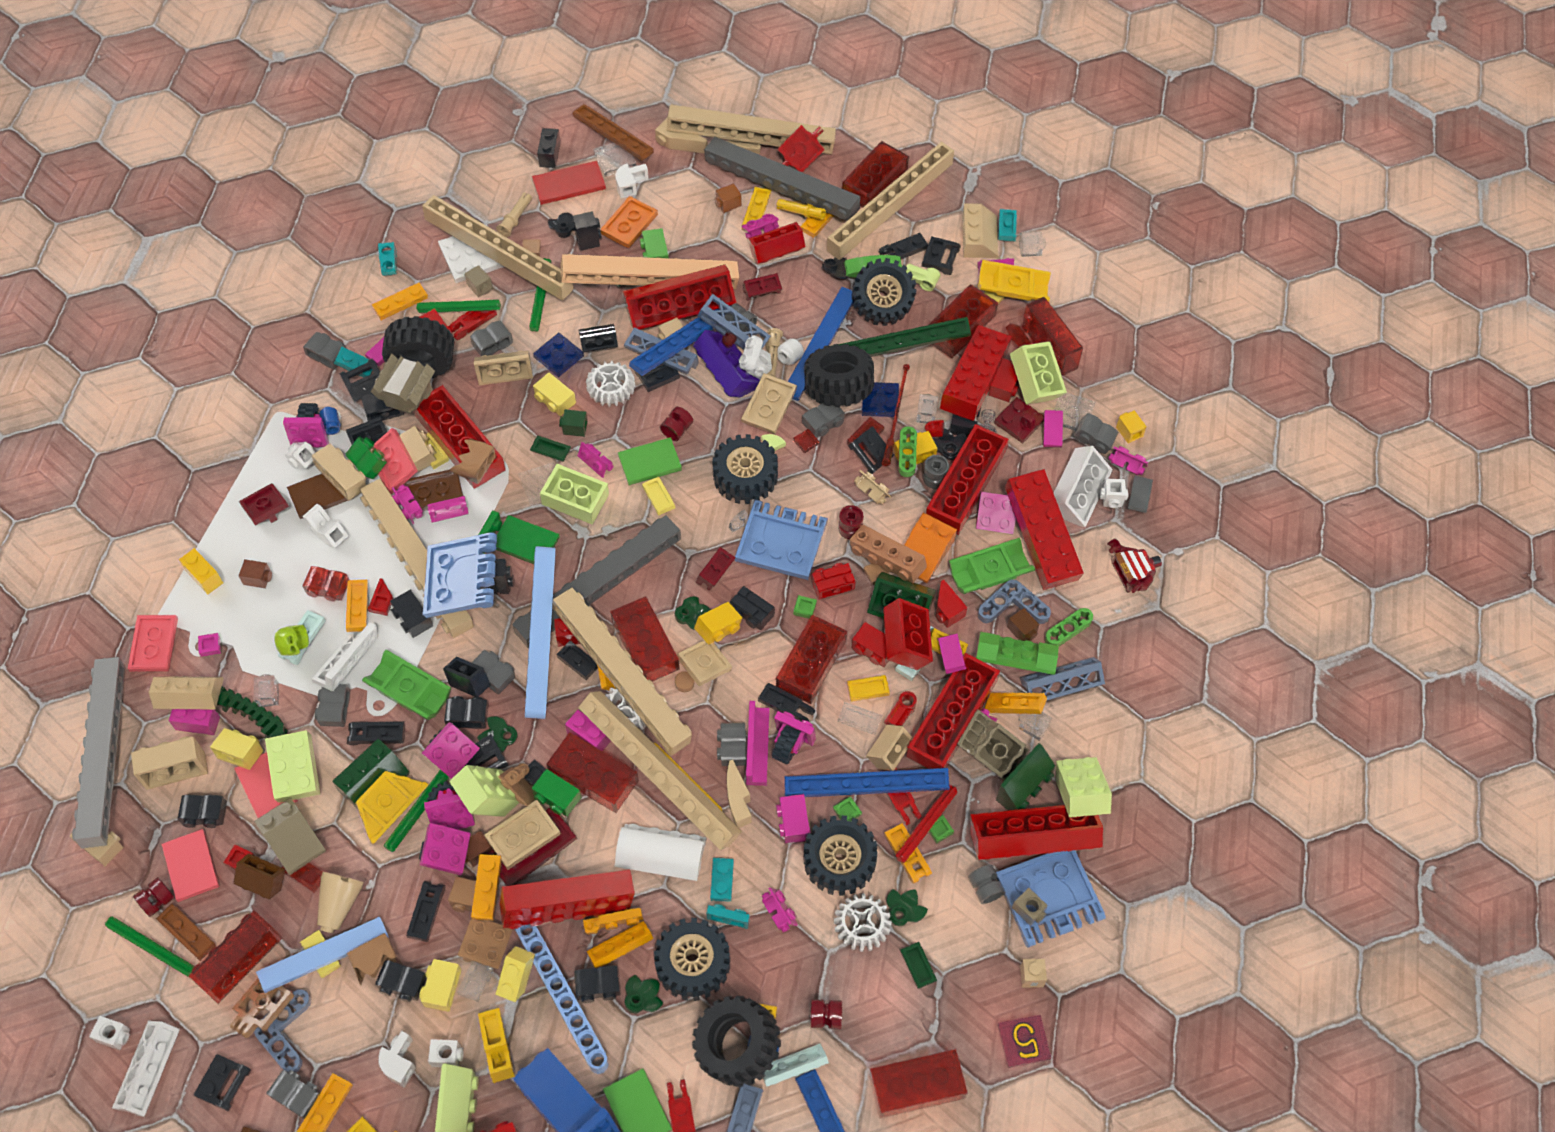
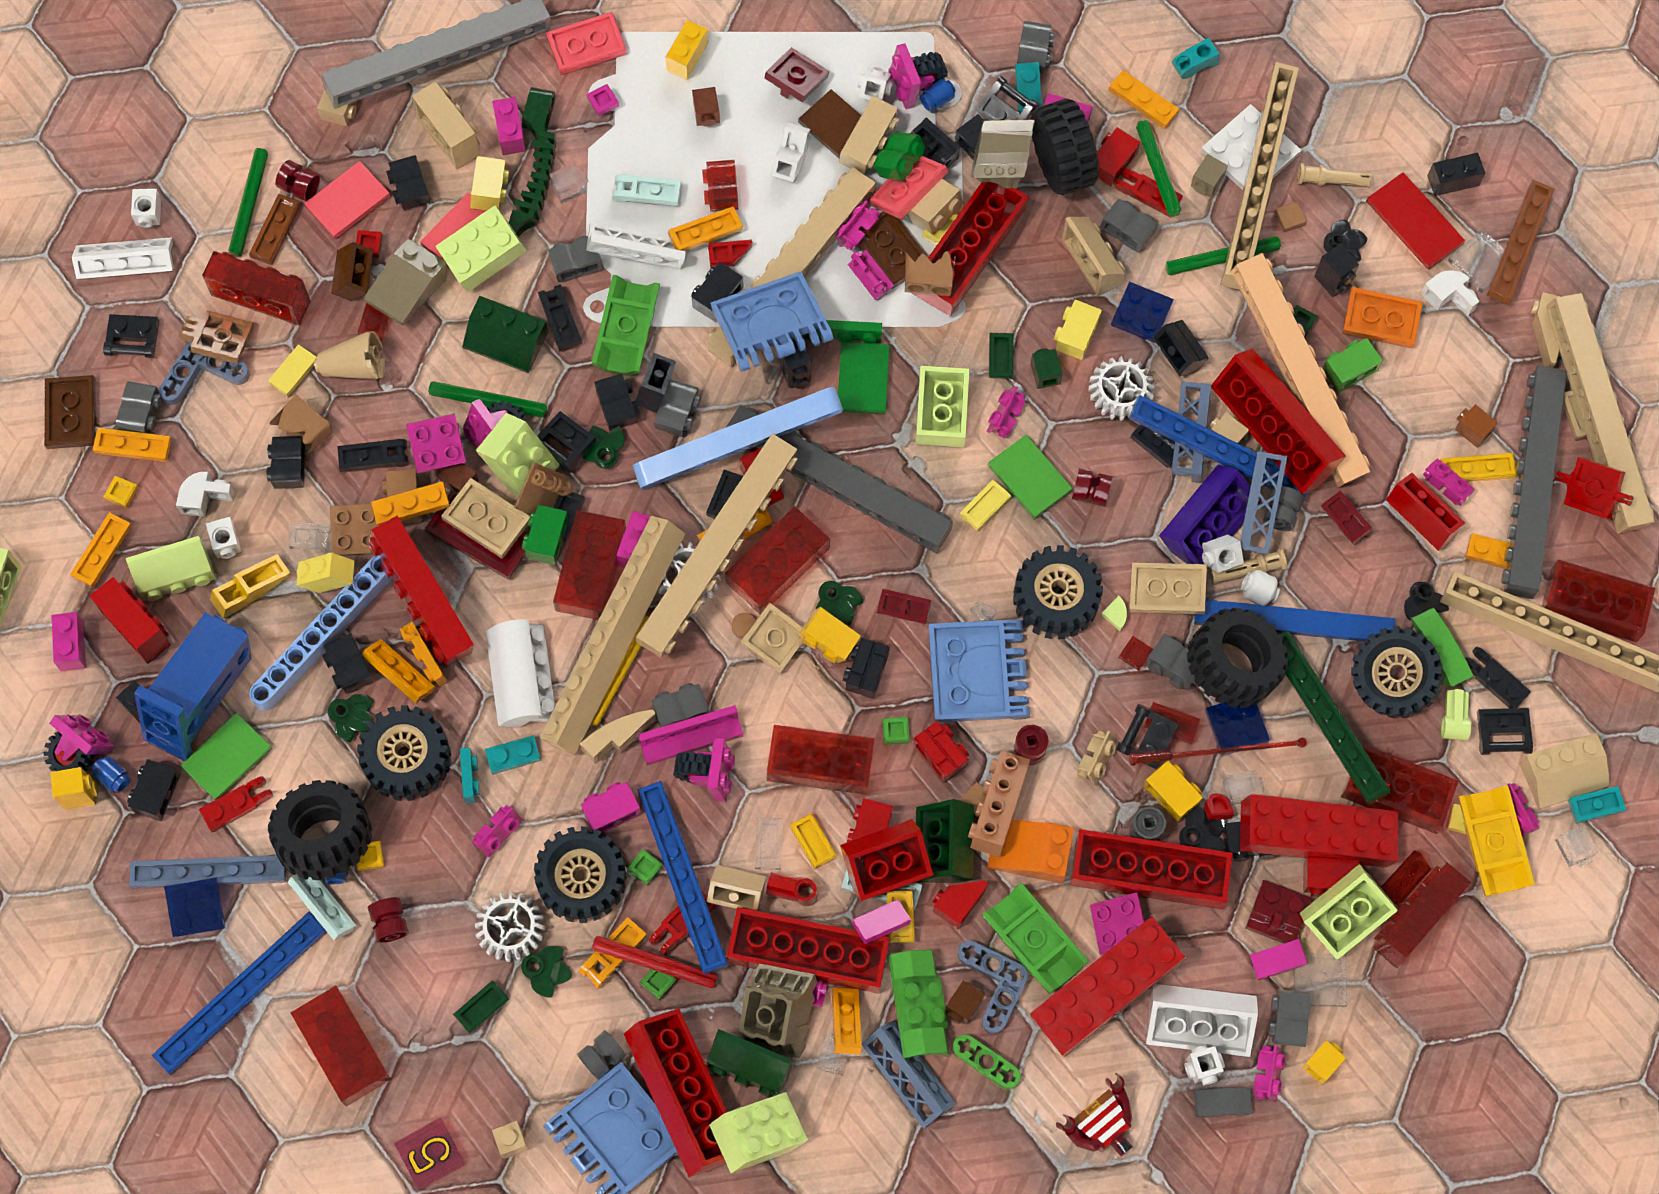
camera: 70 degrees right, 10 degrees up
(185, 692) = (529, 101): tan slope -> none
(291, 639) = (630, 178): lime helmet -> none
(318, 955) = (288, 371): light blue tile -> none
(386, 802) = (481, 363): yellow wing -> none
(440, 985) = (295, 504): light yellow brick -> none
(450, 750) = (556, 401): dark pink plate -> none
(729, 339) = (1238, 505): clear red hinge -> none
(751, 352) = (1219, 538): white plate -> none
(784, 701) = (755, 748): black hinge -> none
(798, 208) = (1497, 531): yellow pin -> none
(910, 445) = (1136, 779): bright green beam -> none
(988, 416) = (1240, 873): clear piece -> none
(1030, 898) = (581, 1100): dark tan brick -> none

